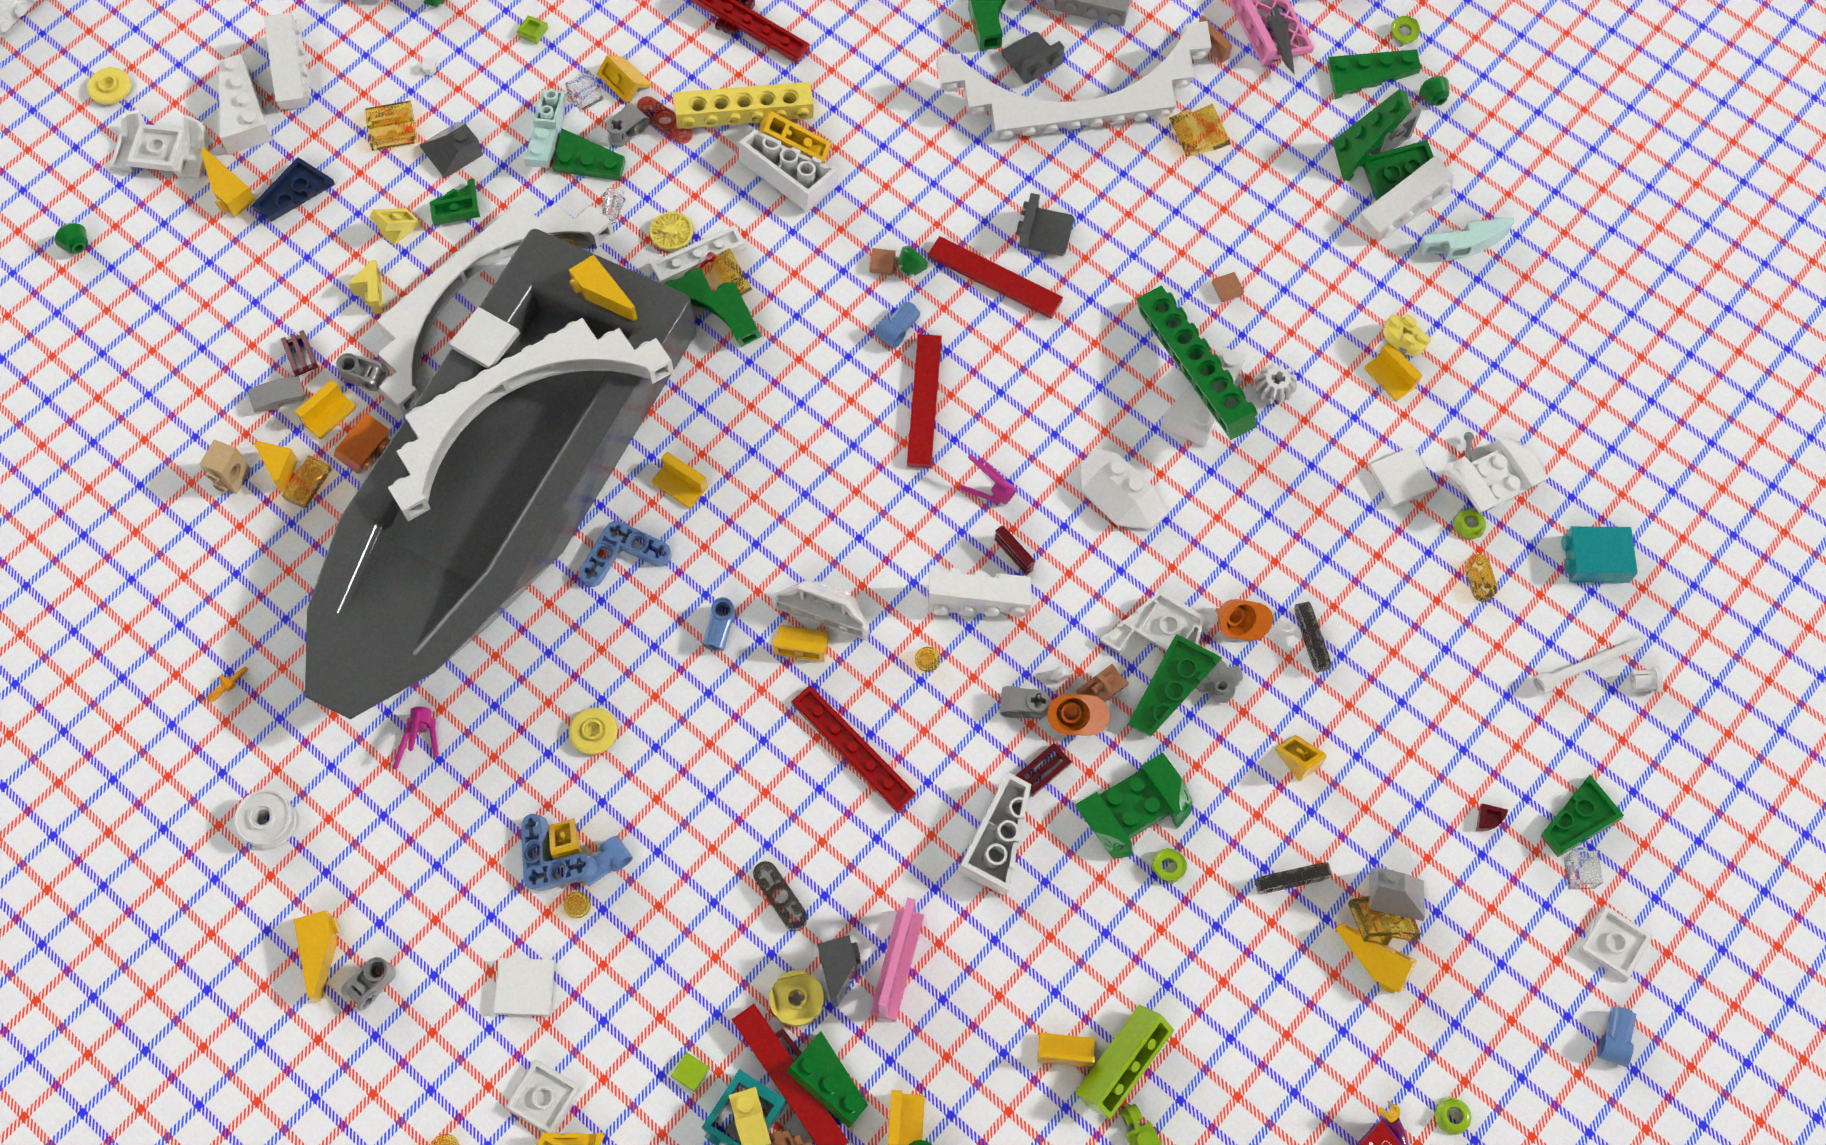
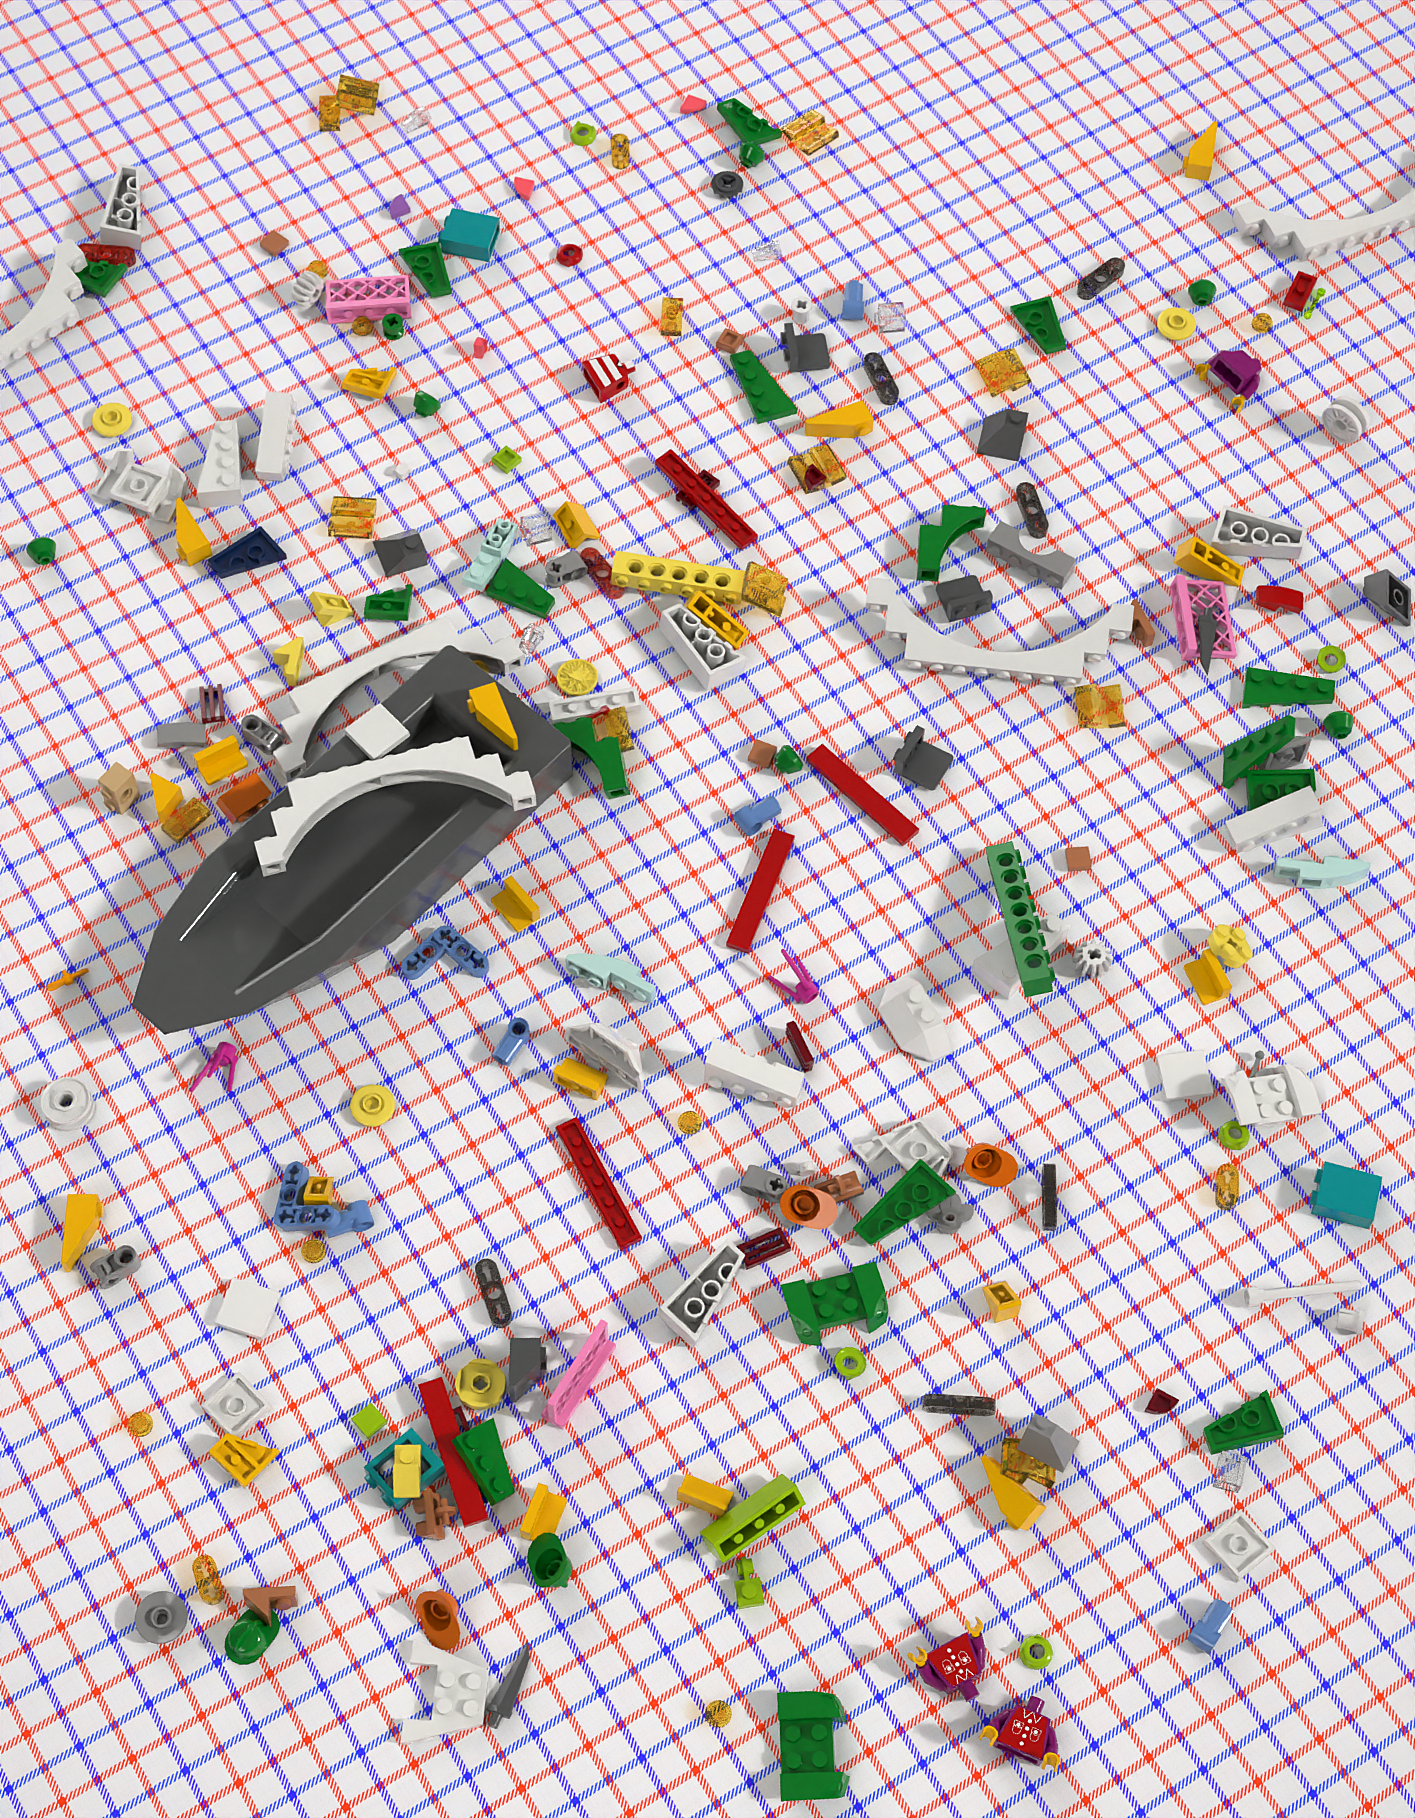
camera: 15 degrees right, 5 degrees down
(792, 523) = (603, 970): none -> light aqua slope
(833, 95) = (764, 589): none -> clear yellow slope

